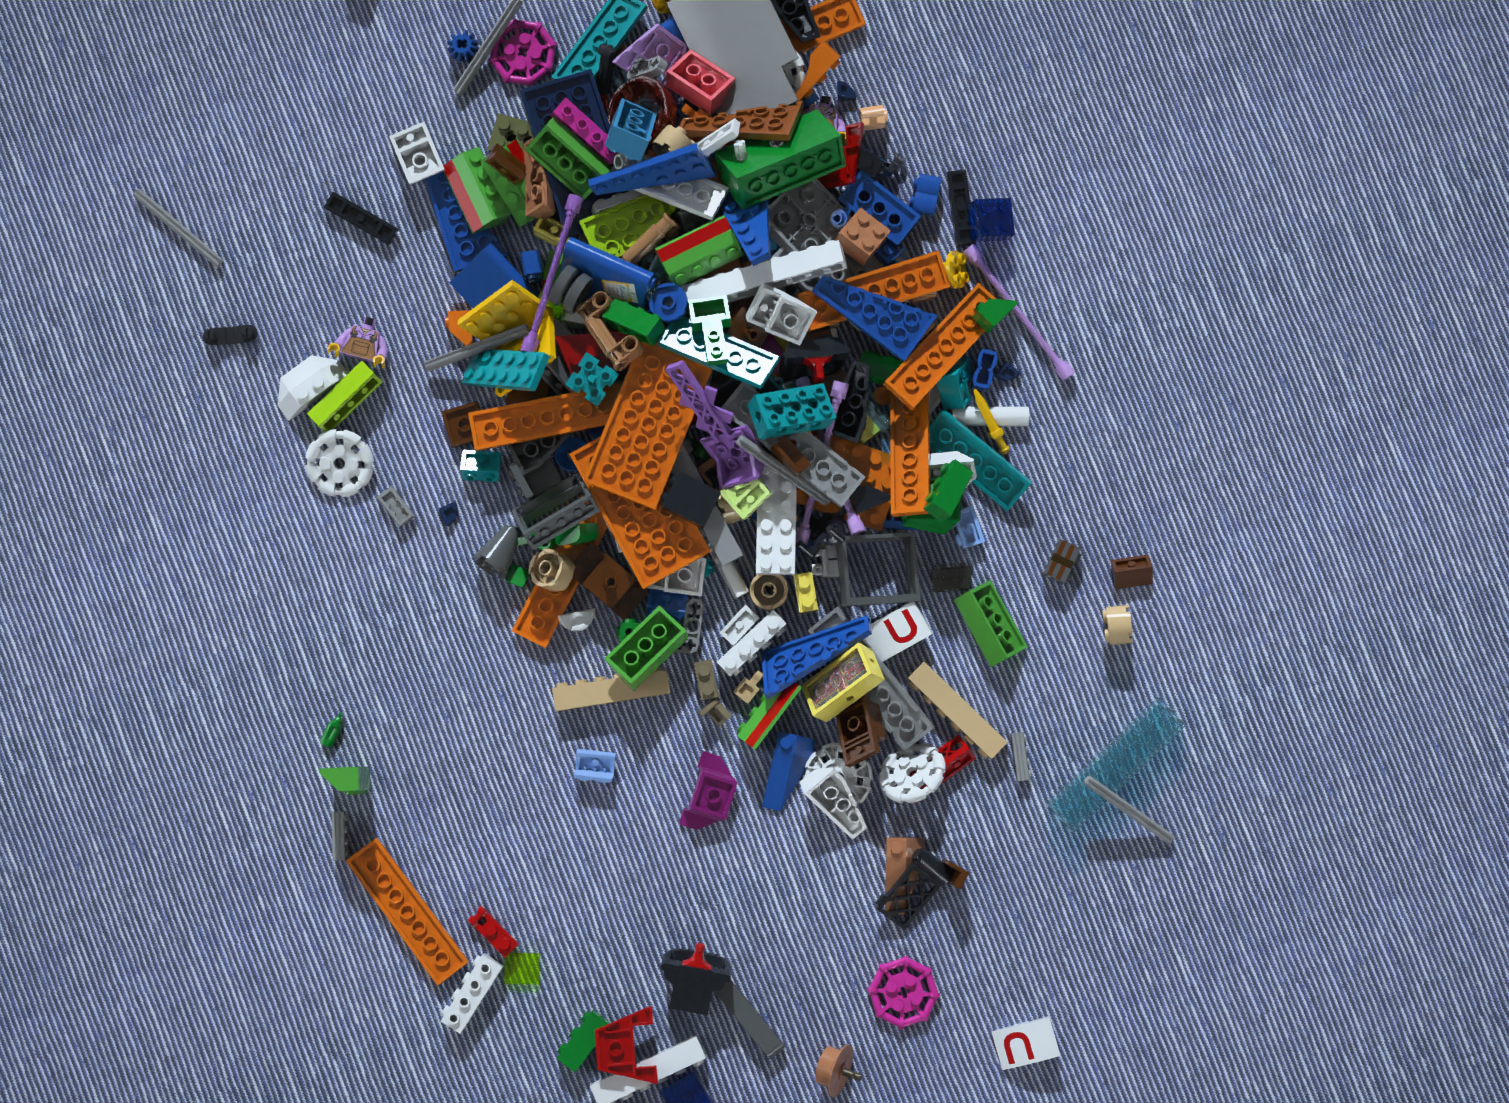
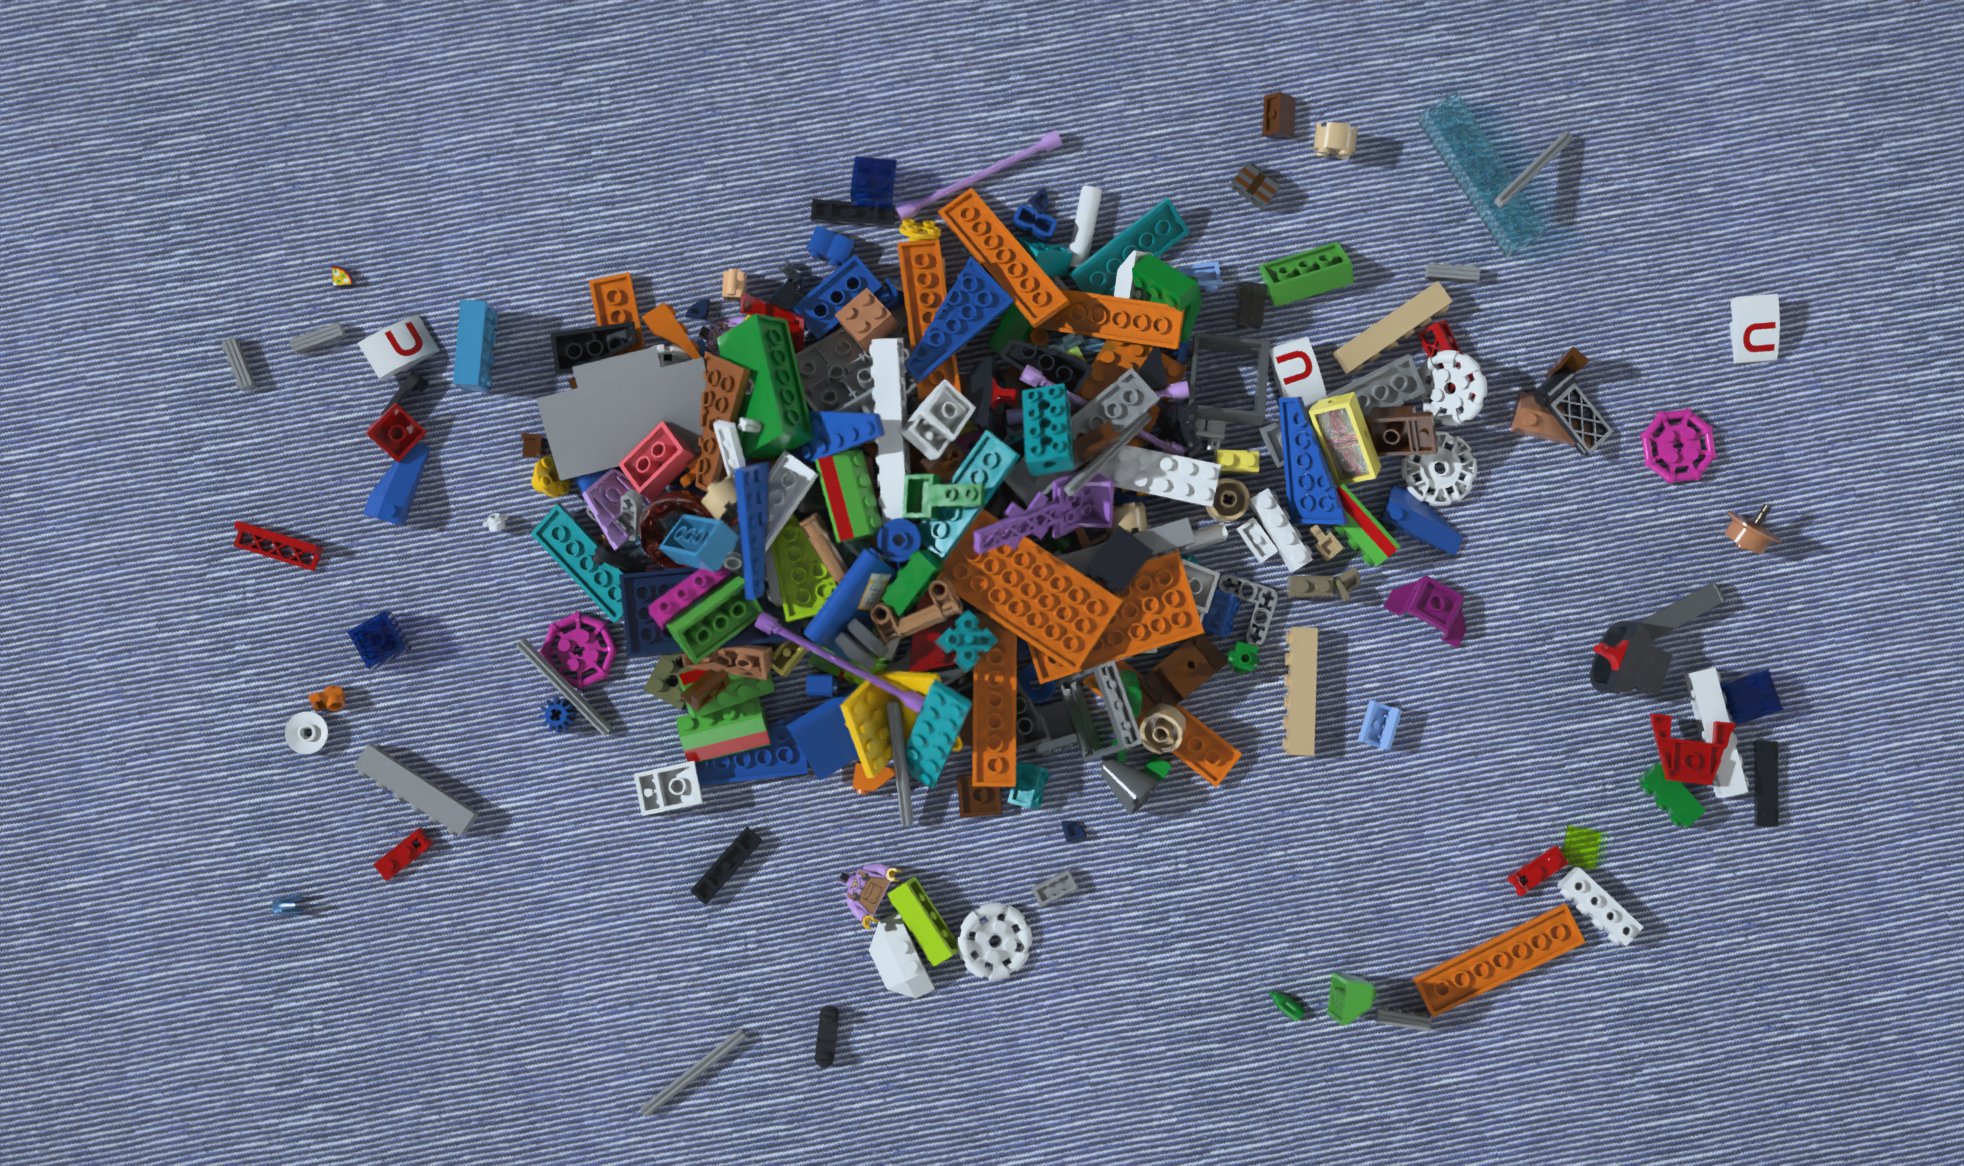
camera: 85 degrees left, 0 degrees up
(577, 620) = (1217, 713): white plate -> none
(646, 648) = (1266, 642): bright green slope -> none
(746, 497) = (1128, 499): yellowish green wing -> none
(832, 795) = (1465, 474): white wedge -> none
(840, 217) = (840, 339): blue plate -> none
(993, 312) = (976, 200): green slope -> none
(995, 432) = (1104, 226): yellow sword -> none

